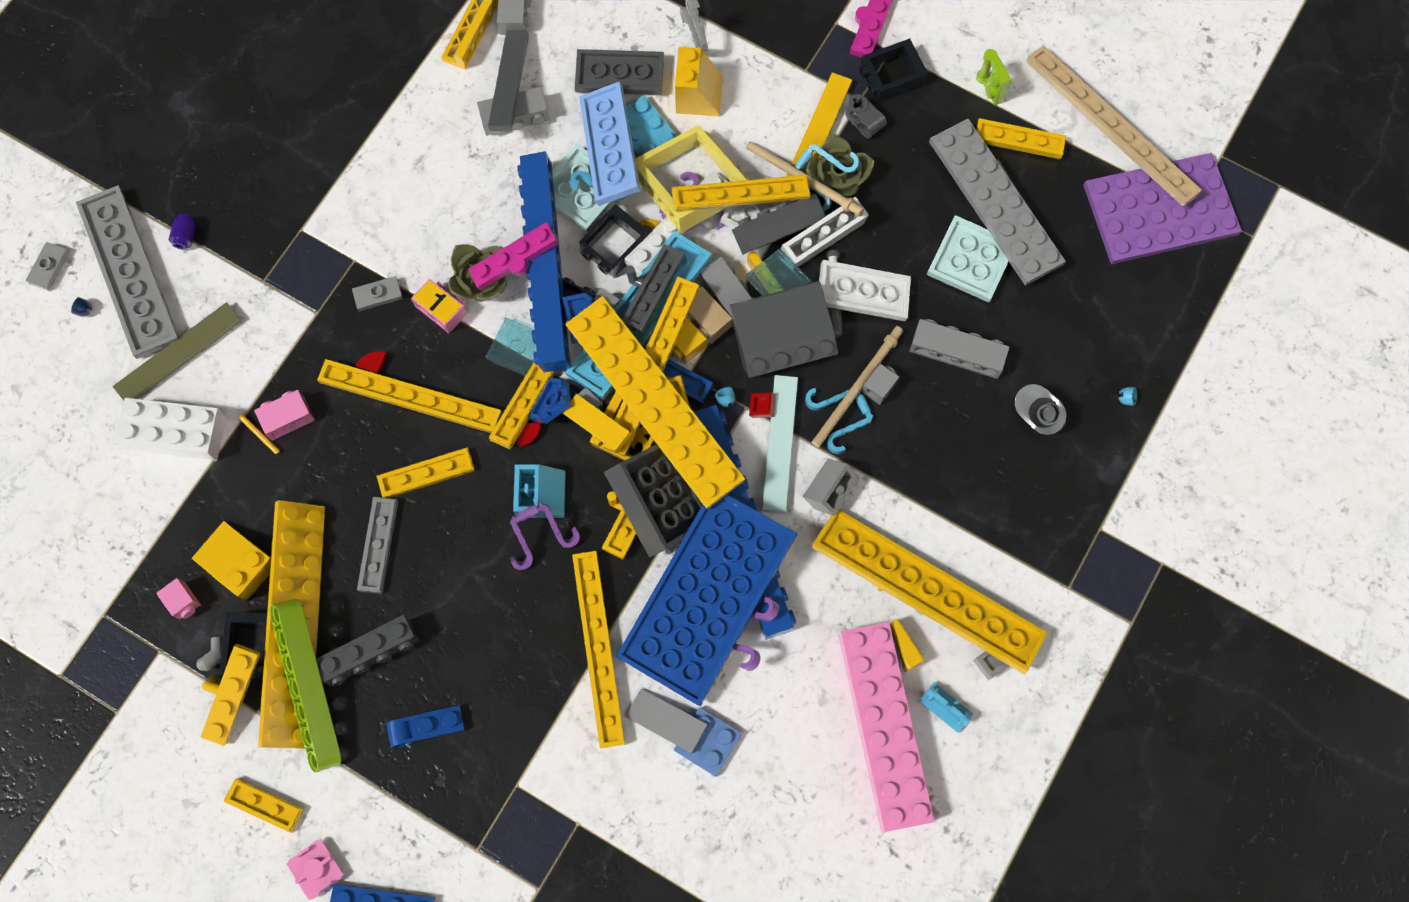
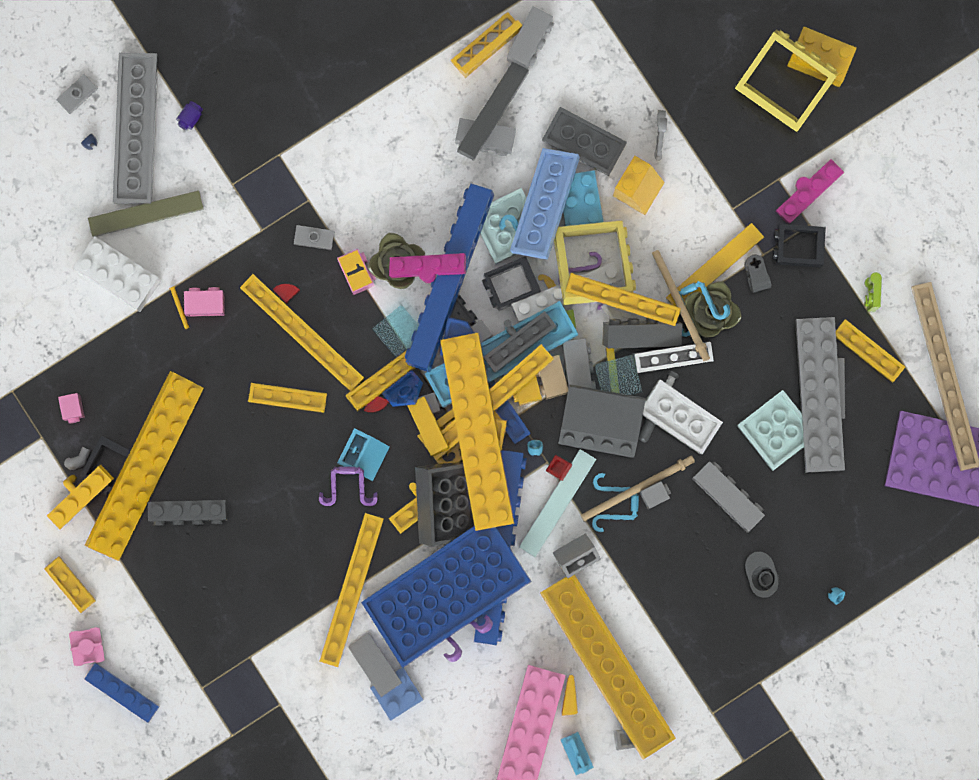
camera: 25 degrees right, 10 degrees up
(234, 561) = (121, 397): yellow slope -> none
(305, 685) = (135, 516): lime beam -> none
(377, 545) = (229, 435): light grey tile -> none
(424, 726) = (205, 585): blue plate -> none

